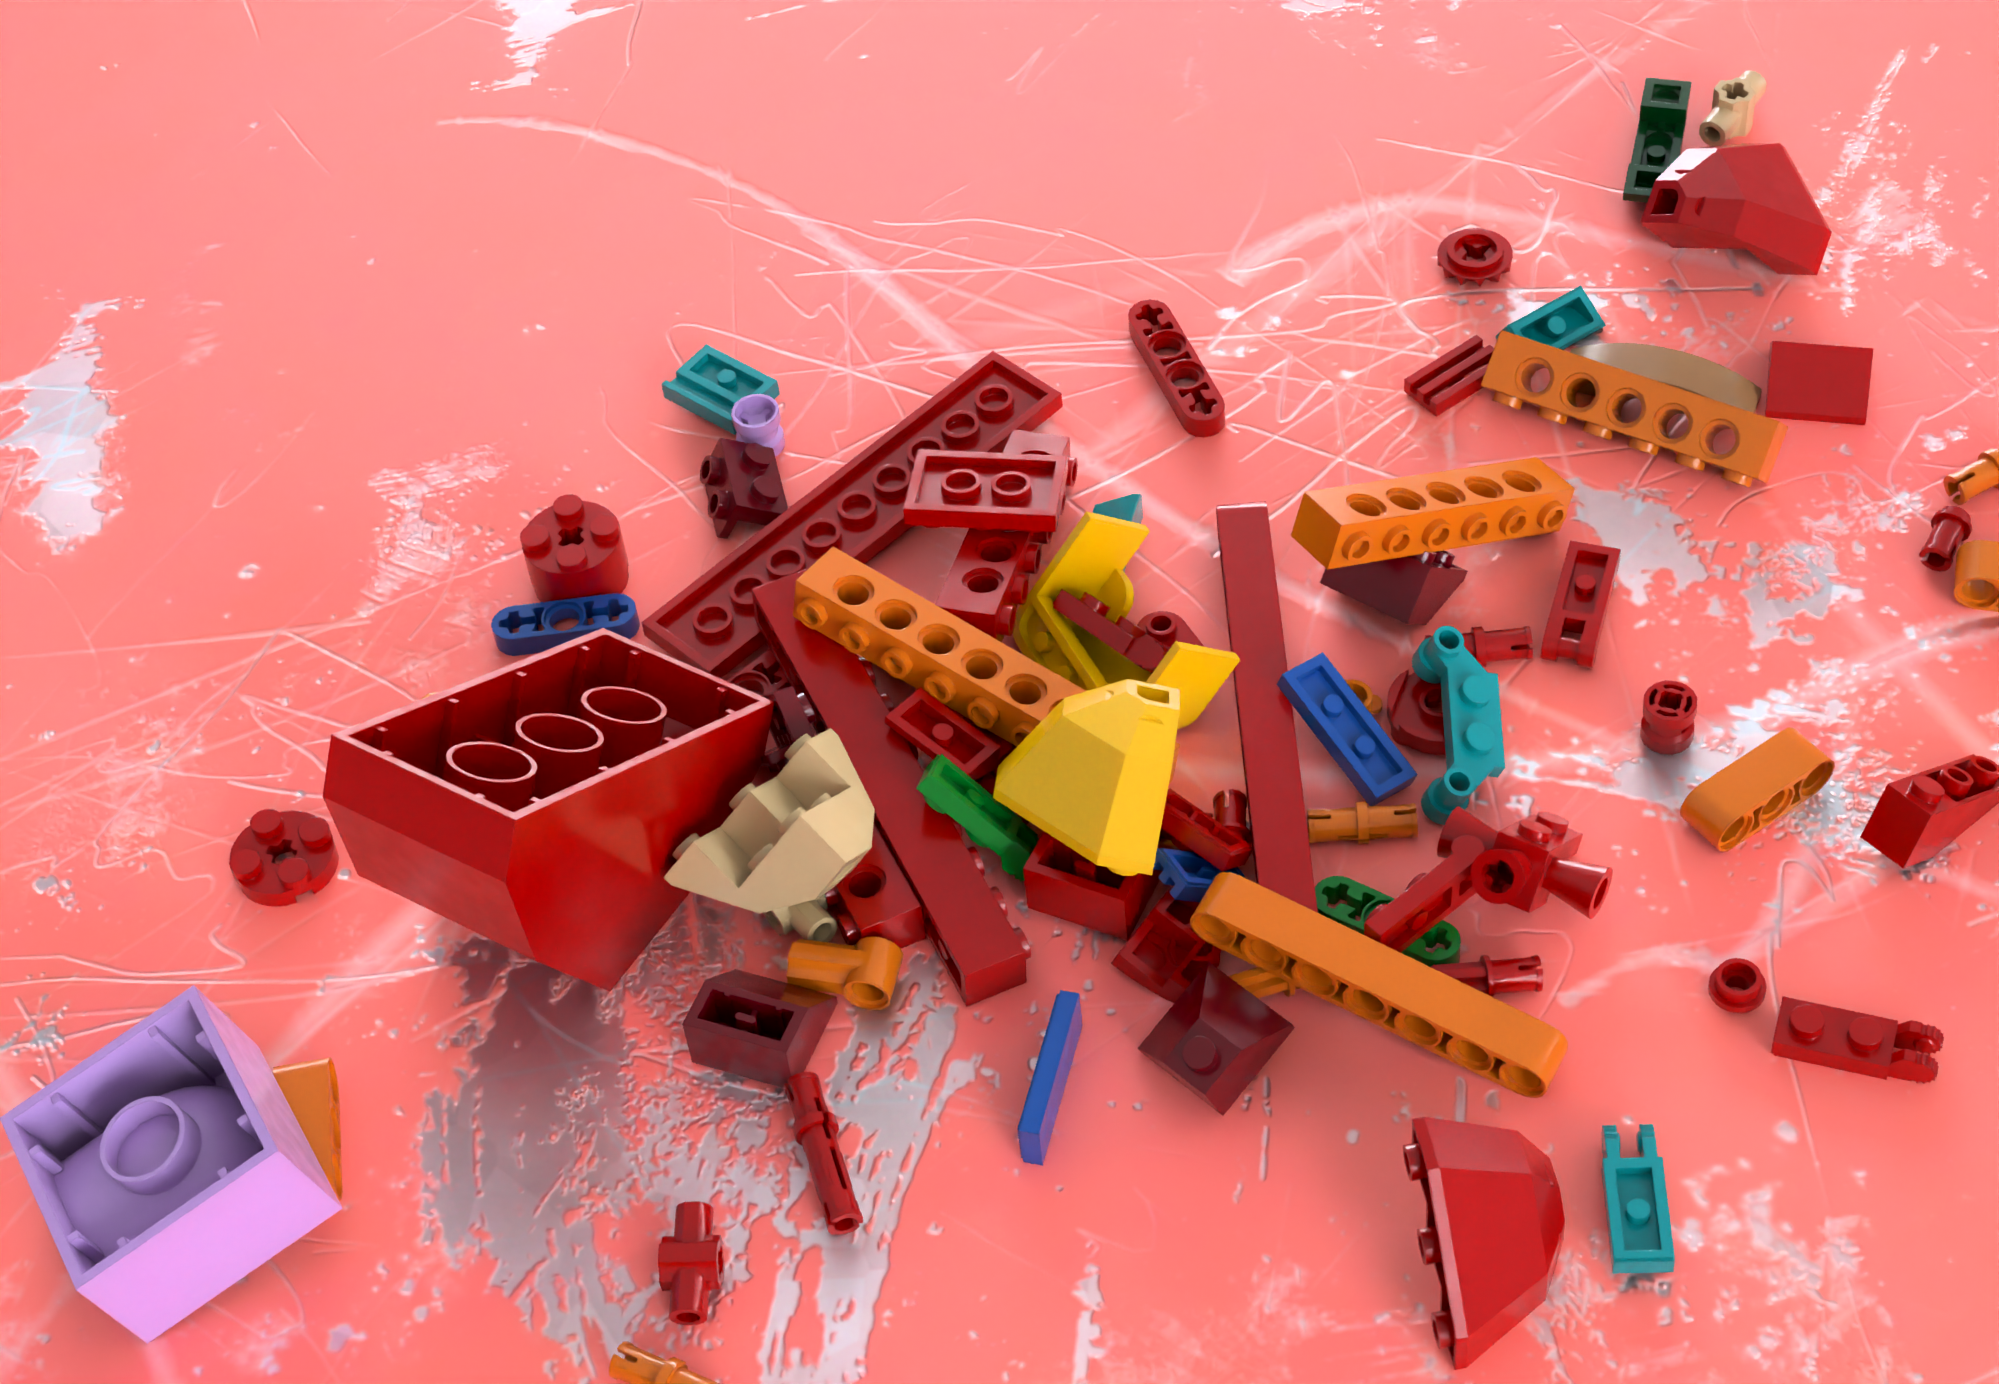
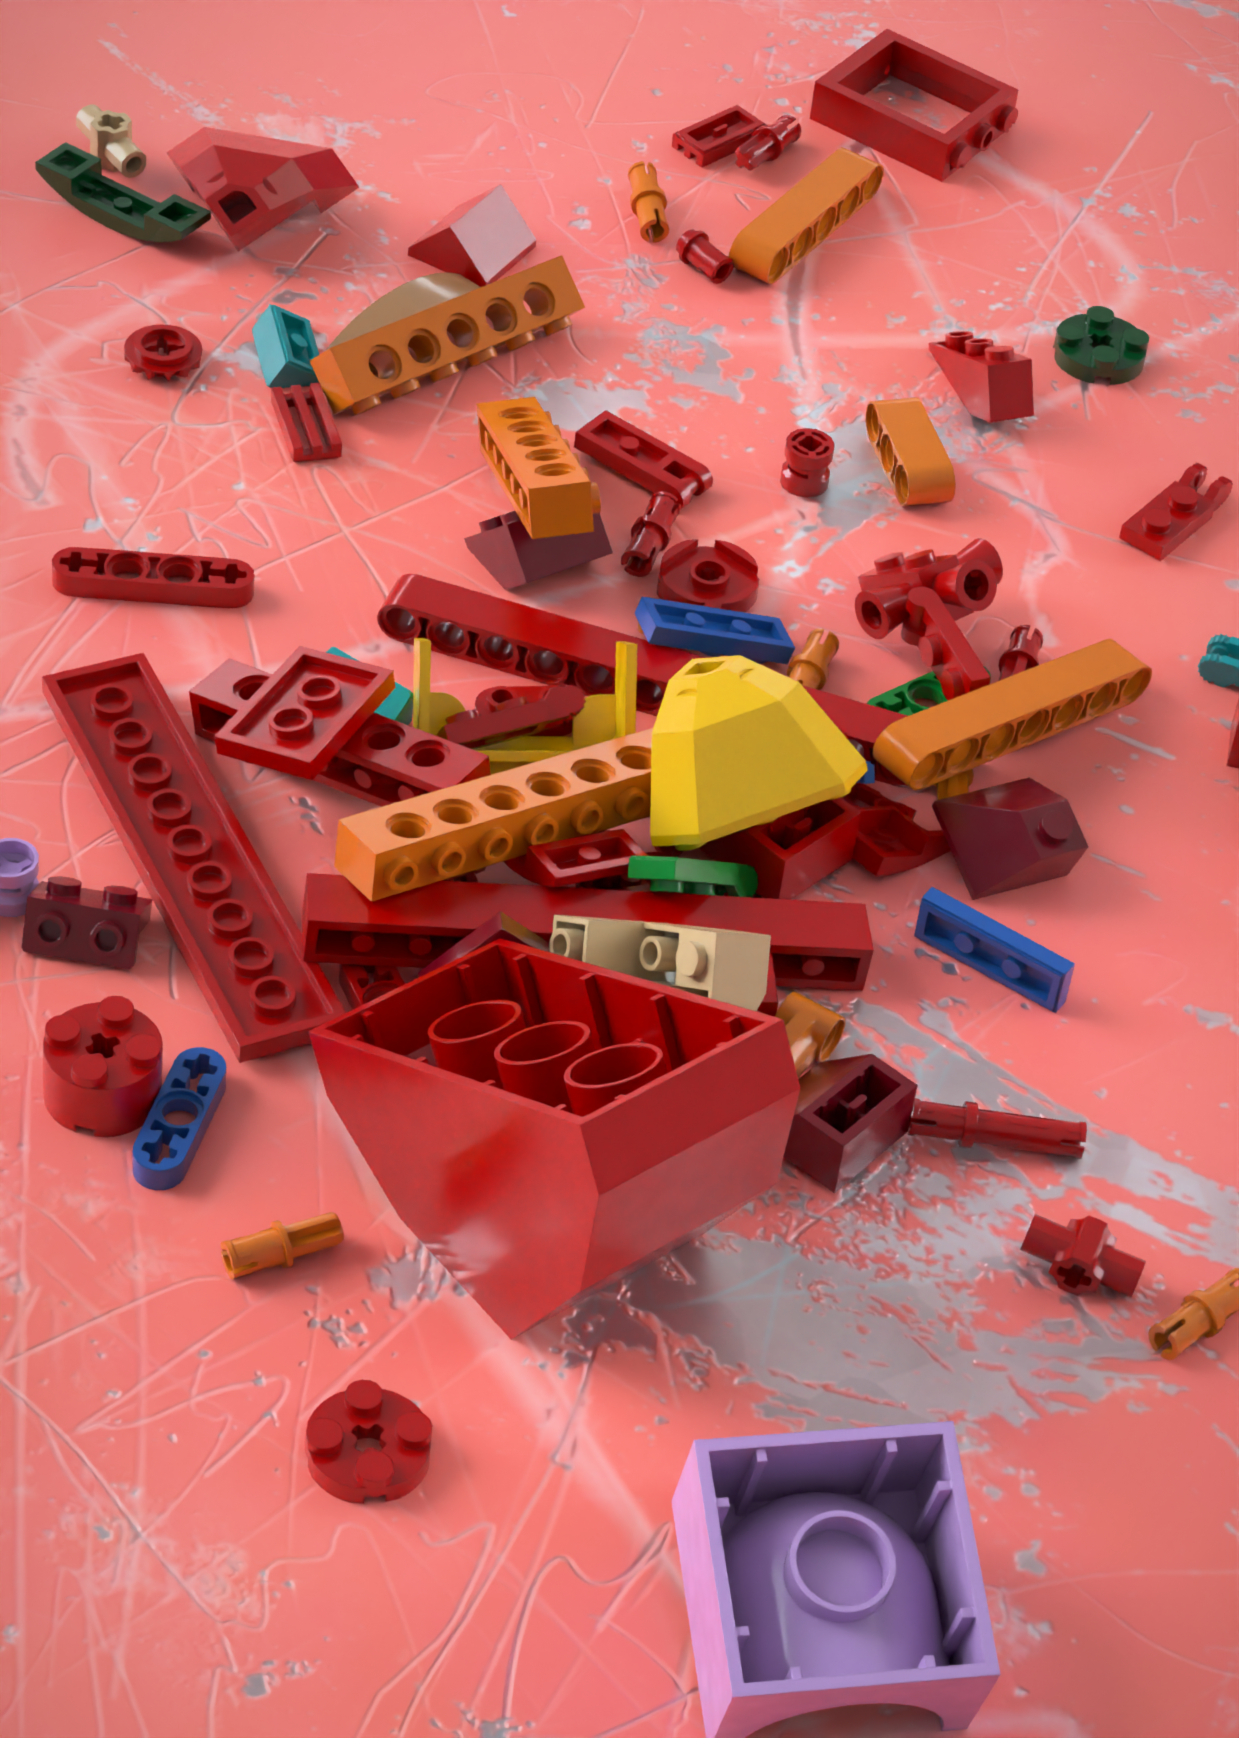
camera: 80 degrees left, 5 degrees down
(1469, 720) = (745, 550): teal plate -> none
(1740, 974) = (1096, 543): red plate -> none

